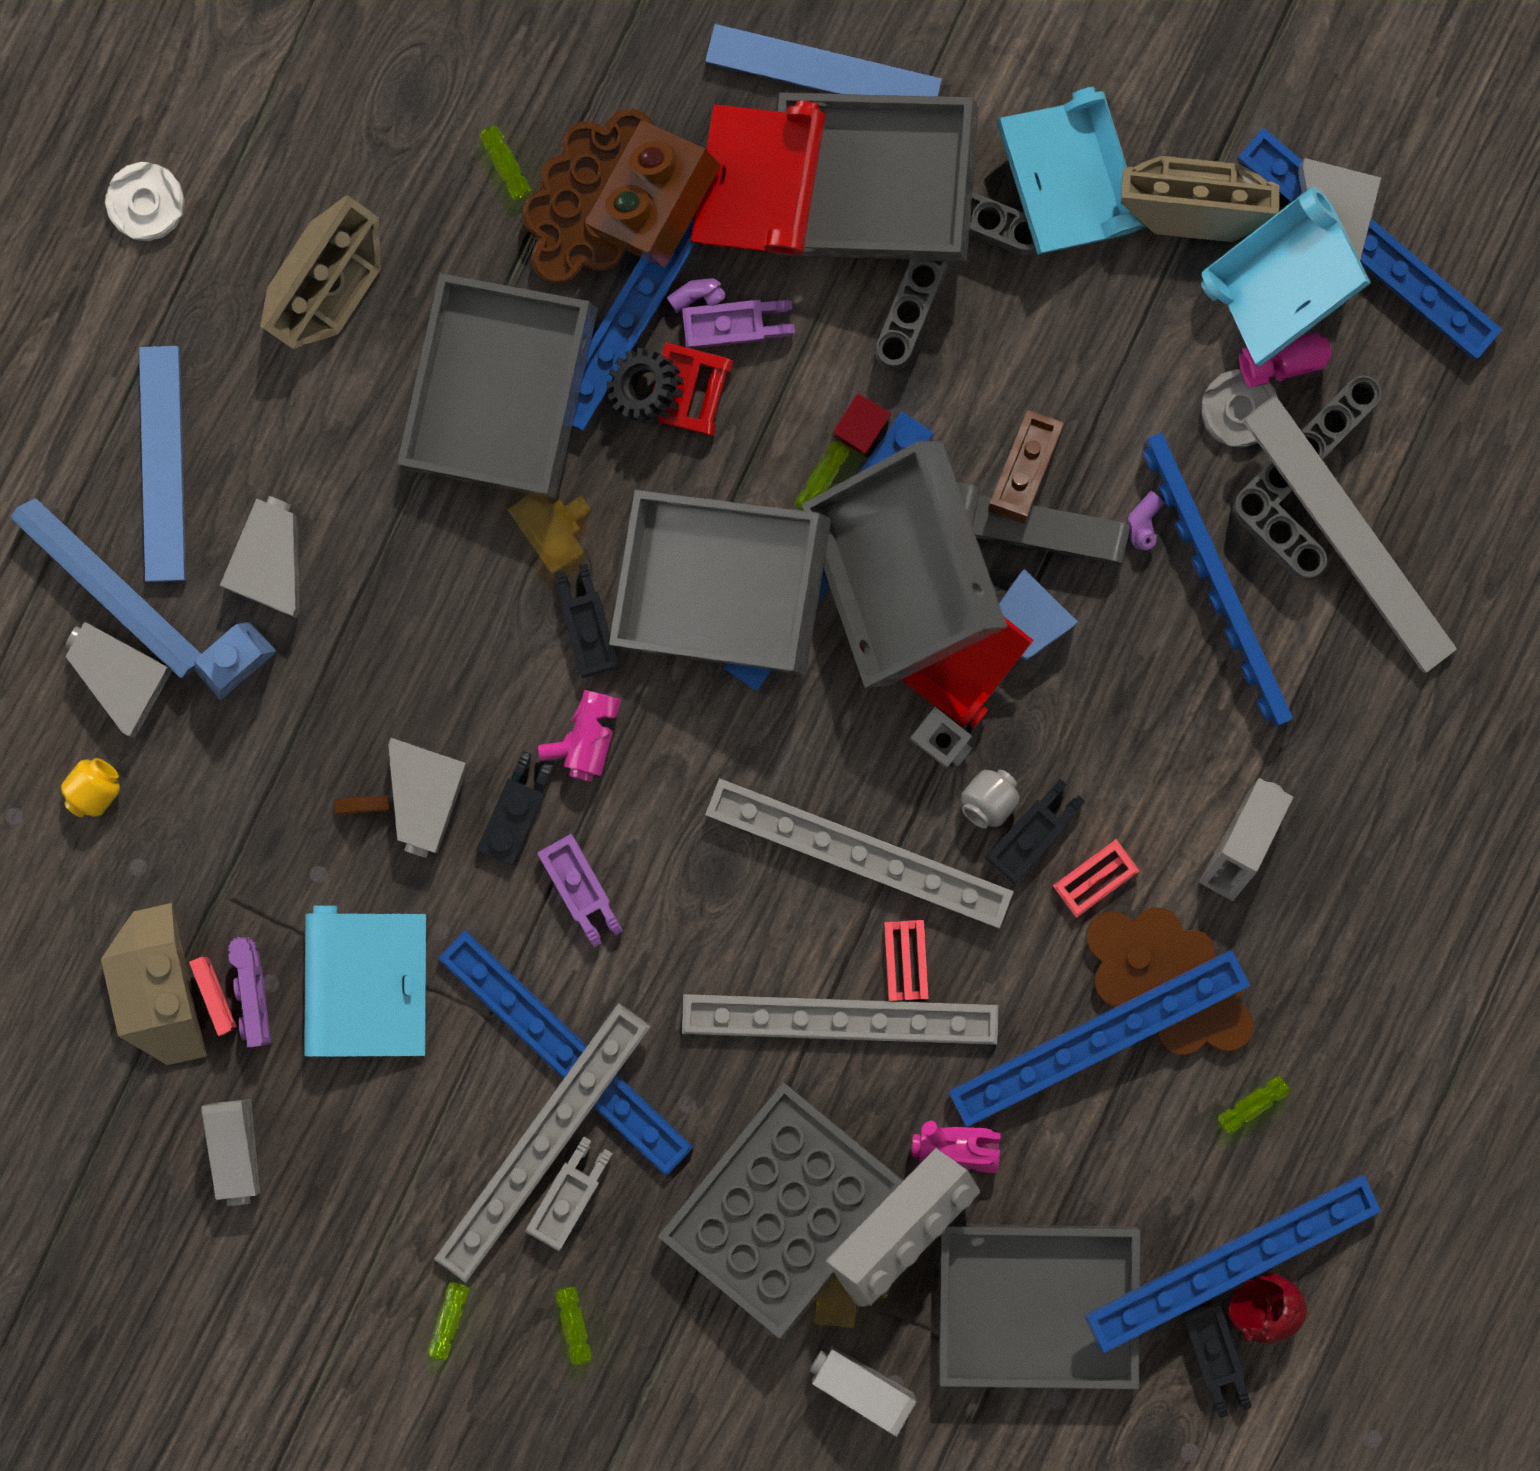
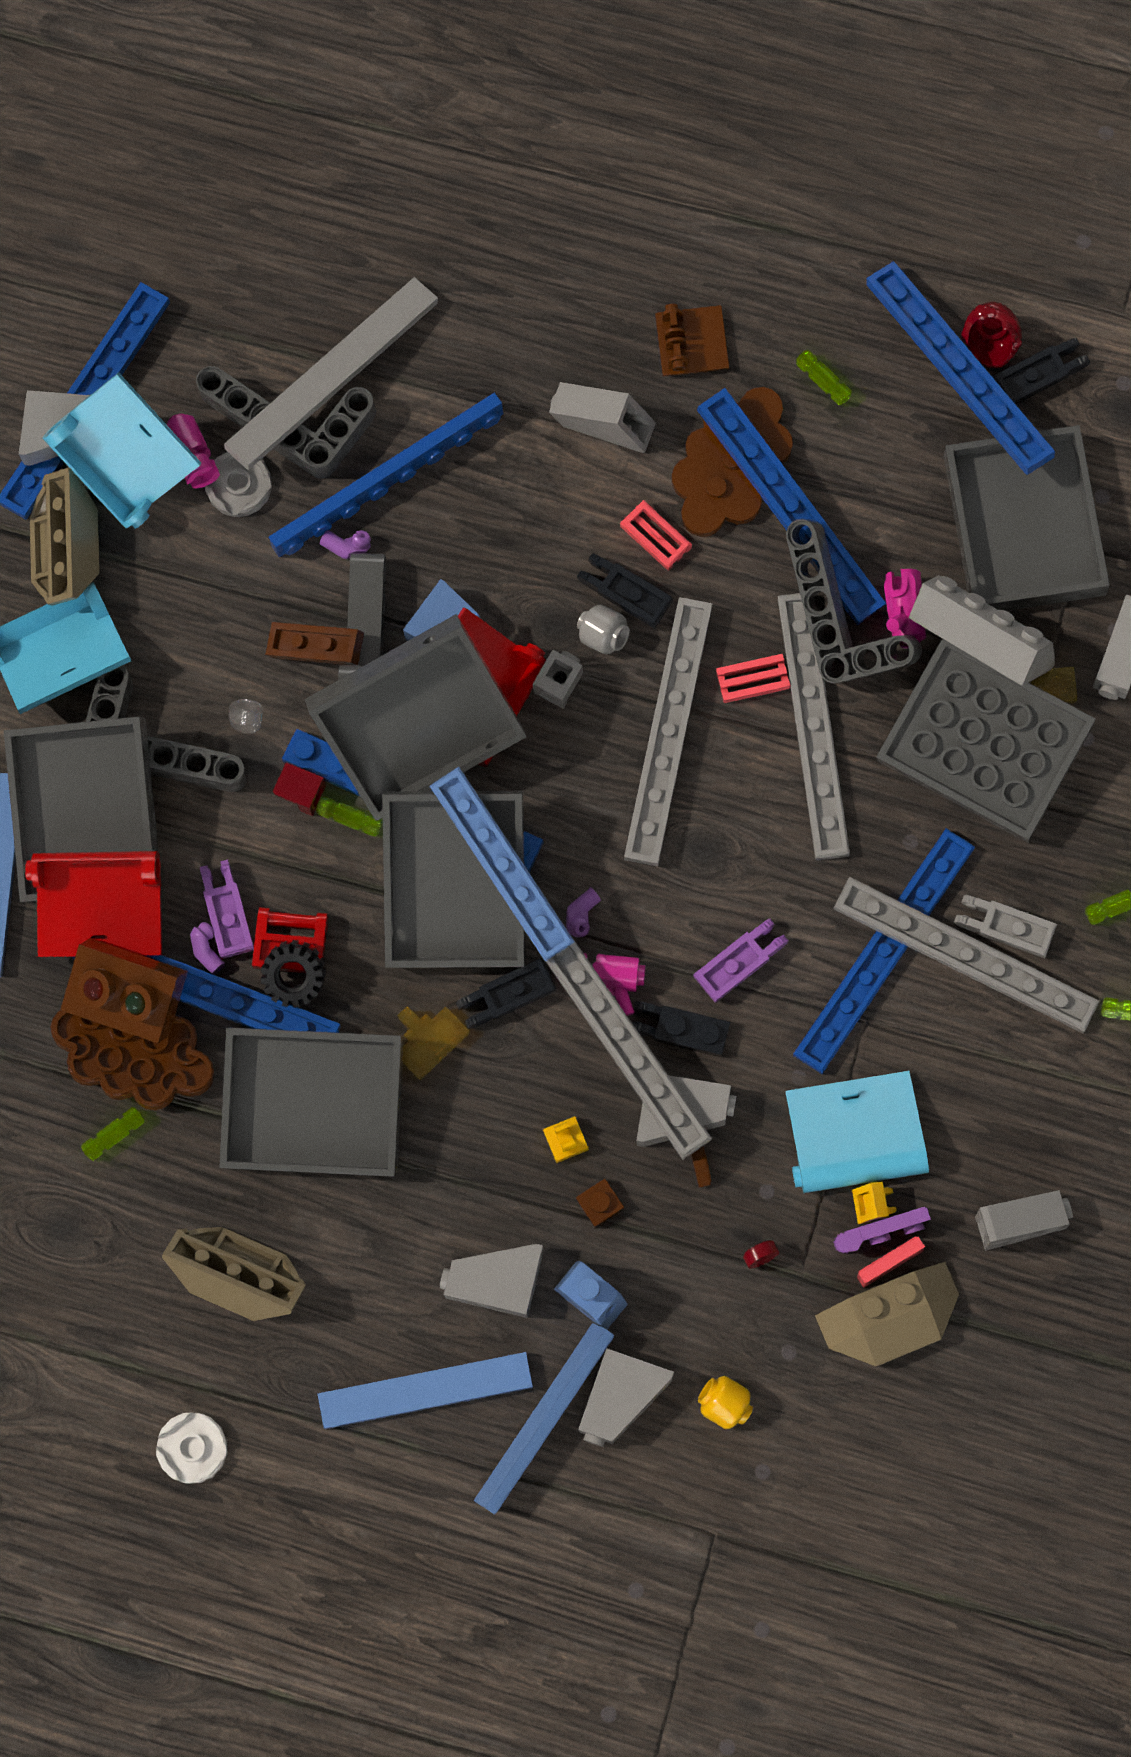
camera: 90 degrees left, 10 degrees down
(246, 854) = (760, 1254): none -> dark red tile
(281, 986) = (871, 1202): none -> yellow tile
(335, 687) = (600, 1203): none -> reddish brown plate
(412, 661) = (565, 1139): none -> yellow tile
(511, 736) = (629, 1050): none -> light grey tile
(665, 716) = (578, 913): none -> medium lavender arm
(719, 635) = (502, 863): none -> medium blue tile
(956, 1065) = (834, 613): none -> dark grey beam
(959, 377) = (245, 713): none -> clear tile
(1325, 959) = (691, 340): none -> reddish brown hinge

